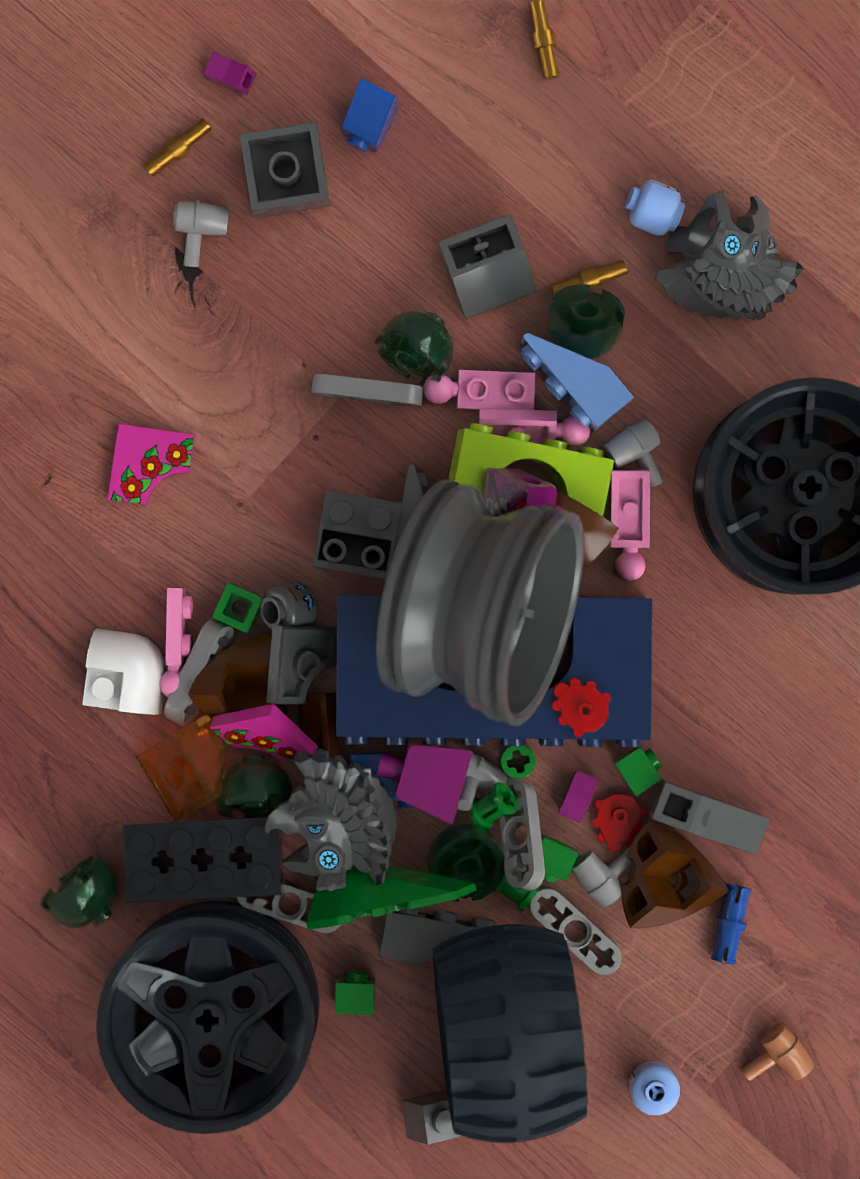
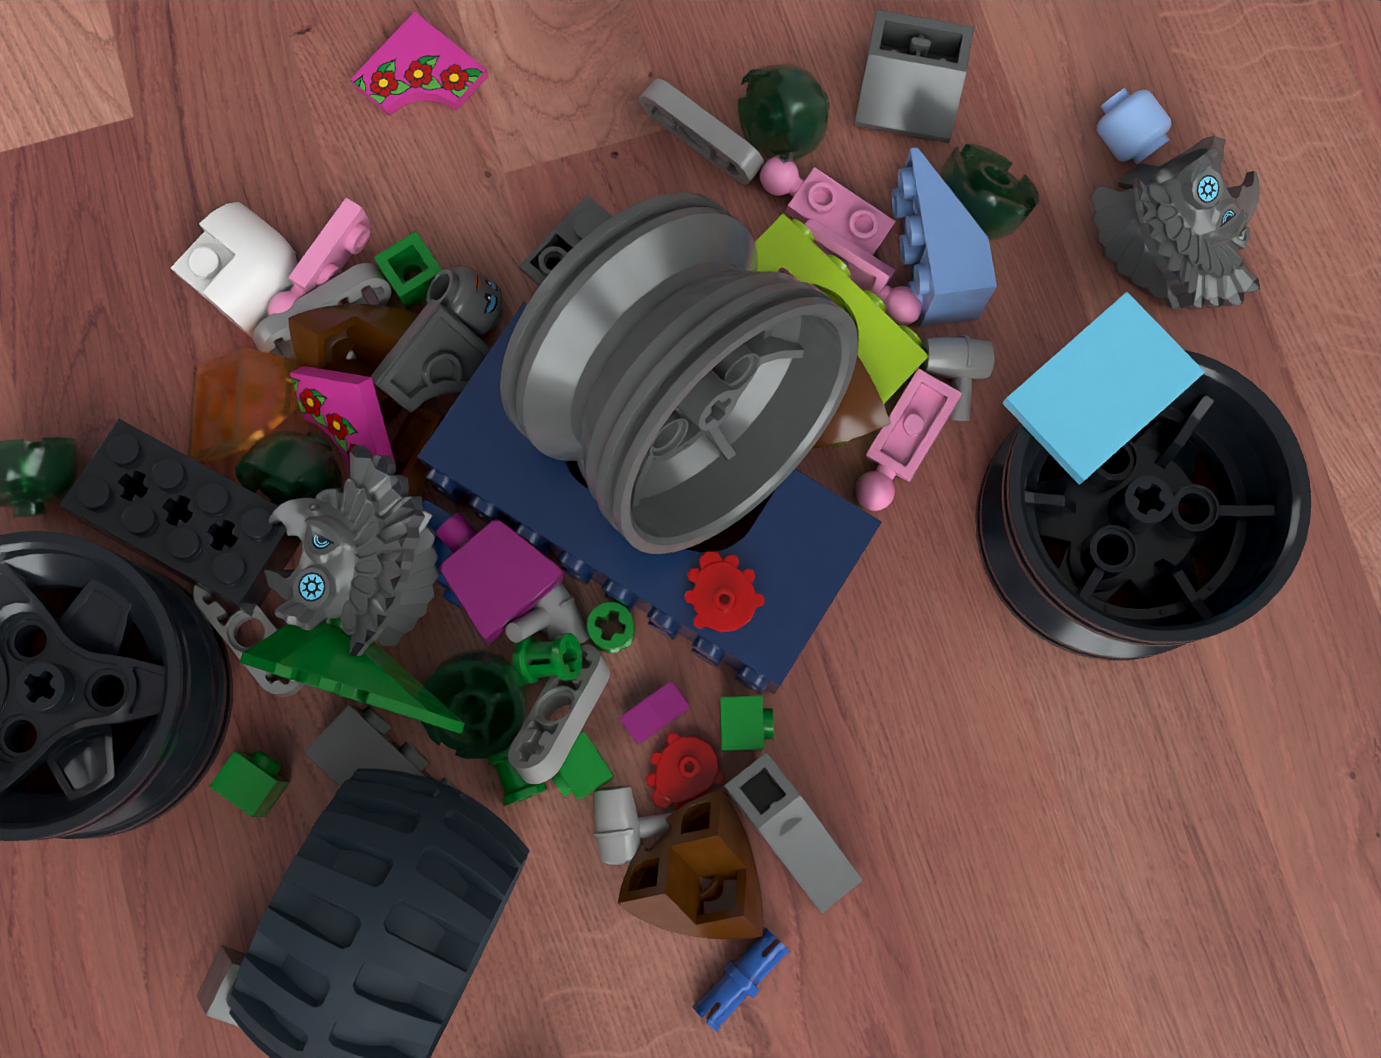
camera: 30 degrees right, 10 degrees down
(594, 277) = (1031, 164): pearl gold bar -> none
(603, 942) = (575, 906): light grey beam -> none
(742, 442) = (1103, 387): none -> medium azure tile

